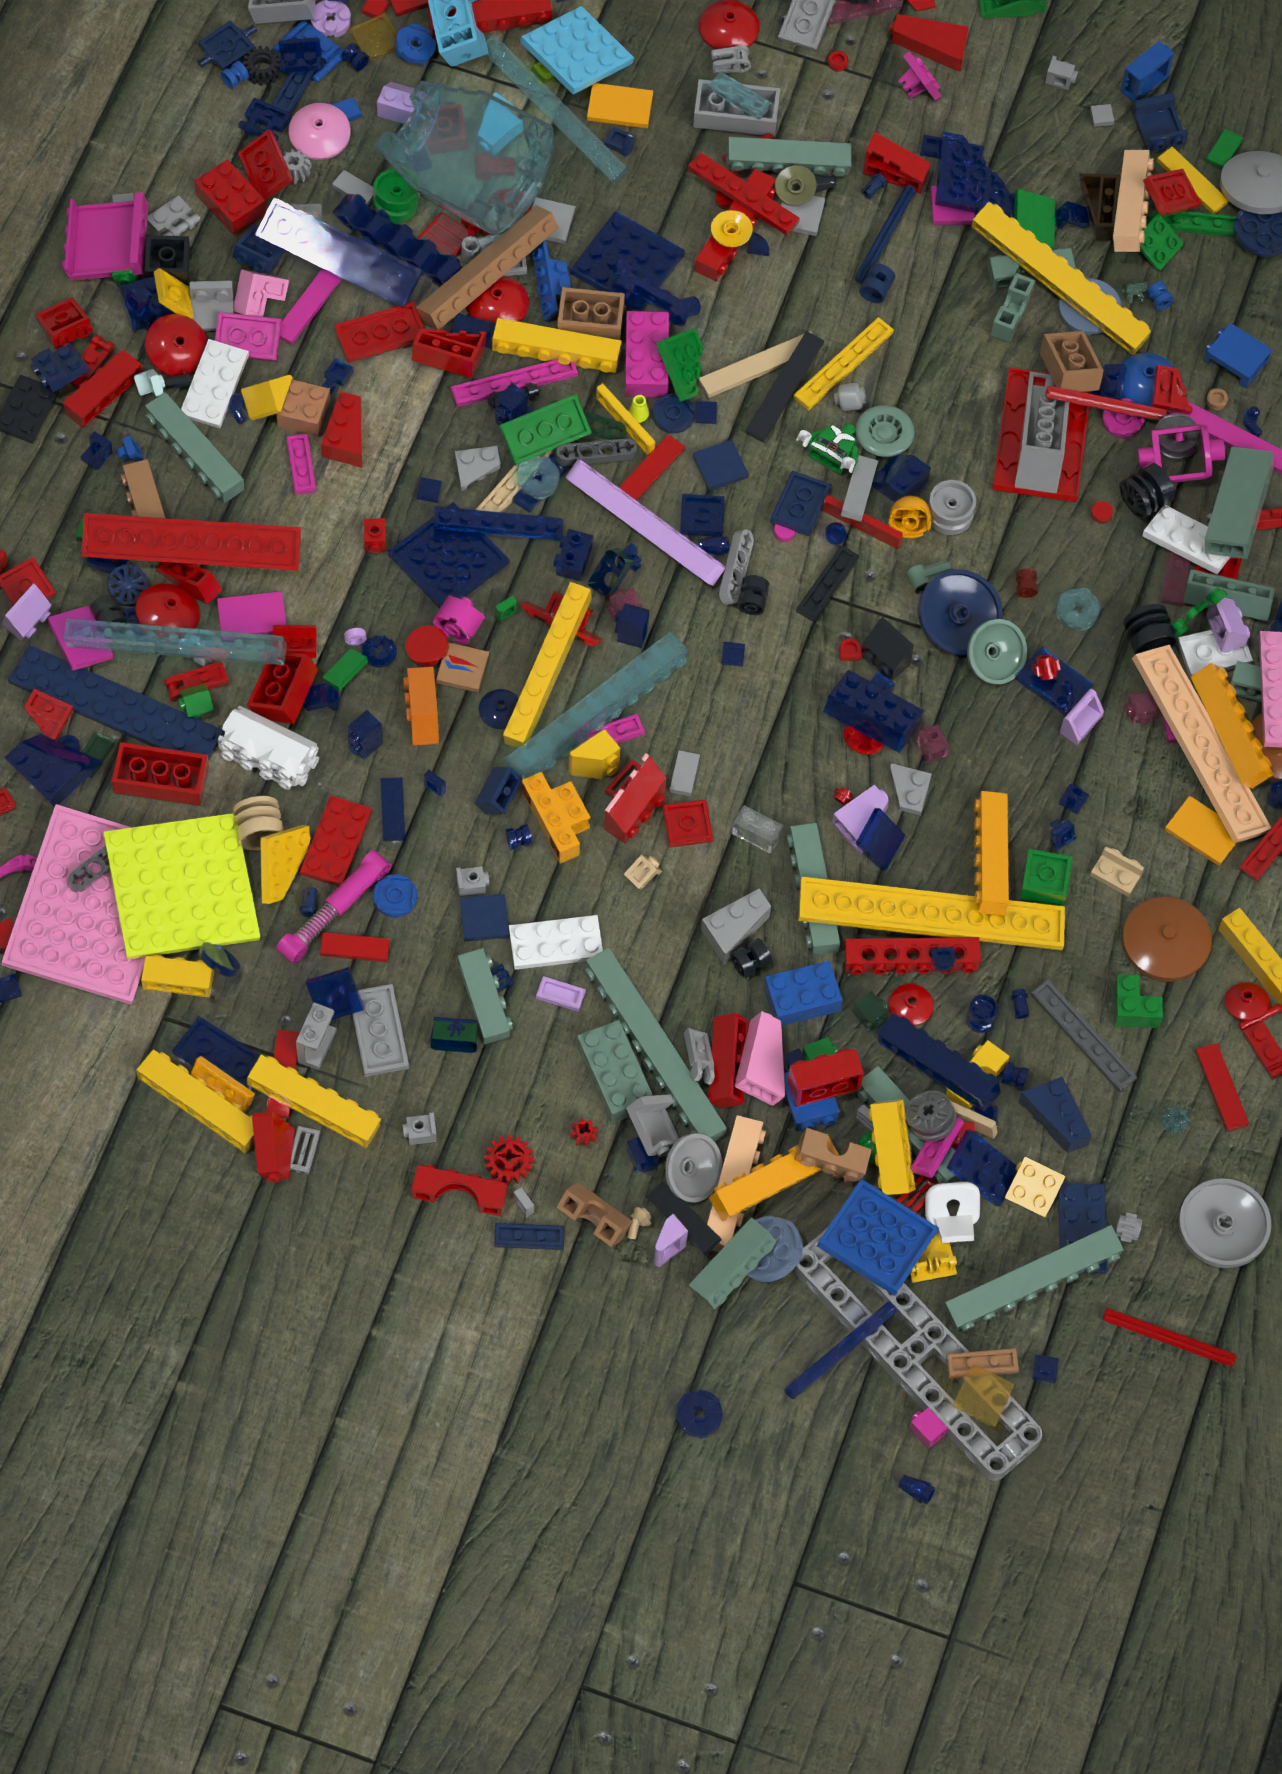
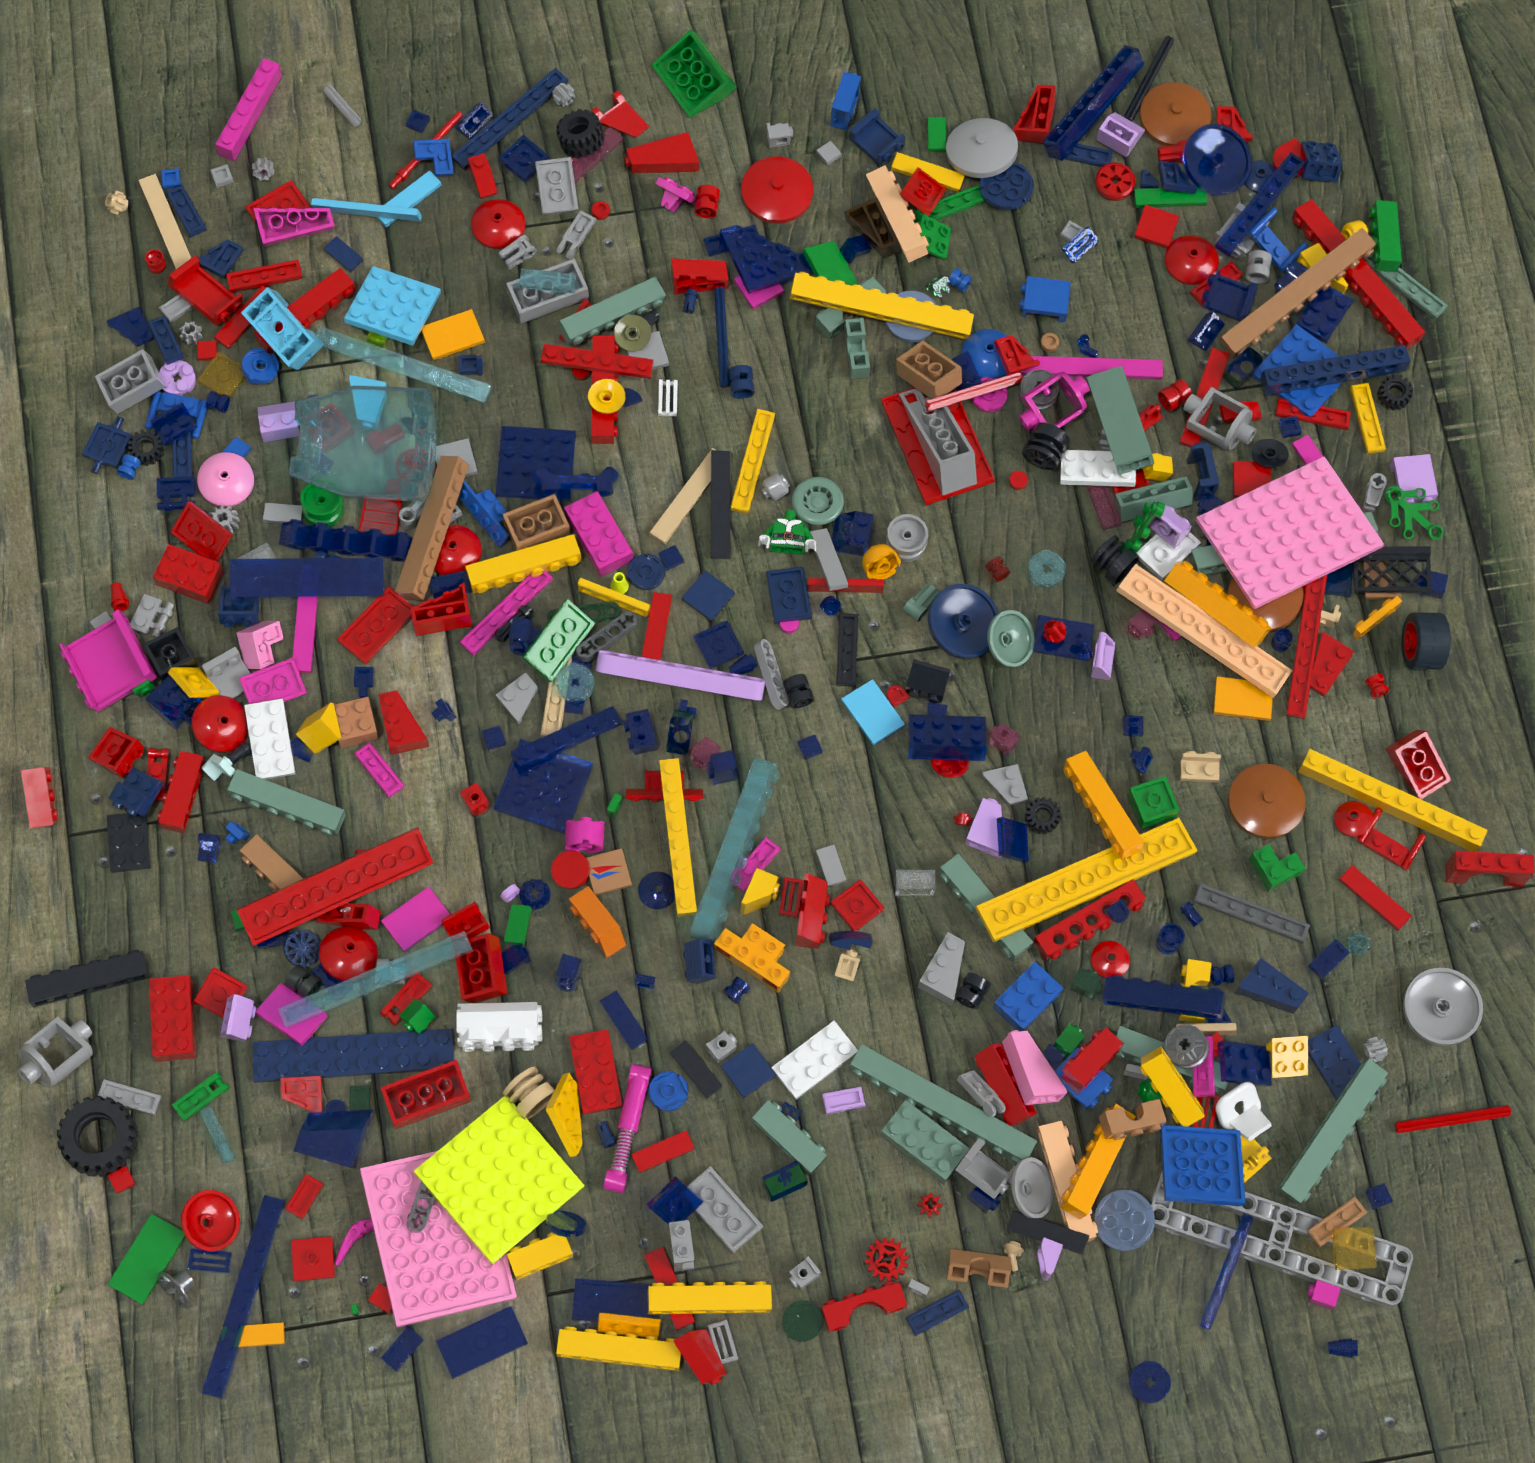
camera: 30 degrees left, 5 degrees up
(74, 1026) = (481, 1342): none -> clear blue tile
(152, 187) = (118, 597): none -> red cone
(392, 1172) = (802, 1321): none -> clear green tile
(395, 440) = (443, 711): none -> clear blue tile
(434, 890) = (696, 1069): none -> black tile
(653, 845) = (845, 938): none -> dark blue slope
(682, 363) = (631, 528): green plate -> none
(733, 1263) = (1106, 1248): sand green brick -> none
(799, 71) = (576, 233): none -> light grey hinge
(803, 251) = (667, 383): none -> white tile
(816, 653) = (873, 712): none -> medium azure tile
(930, 823) = (1040, 826): none -> black tyre
(948, 101) = (707, 201): none -> red wheel
(1027, 125) = (777, 190): none -> red dish
(1135, 1119) = (1328, 959): none -> clear blue plate
(1252, 569) = (1161, 469): none -> yellow brick

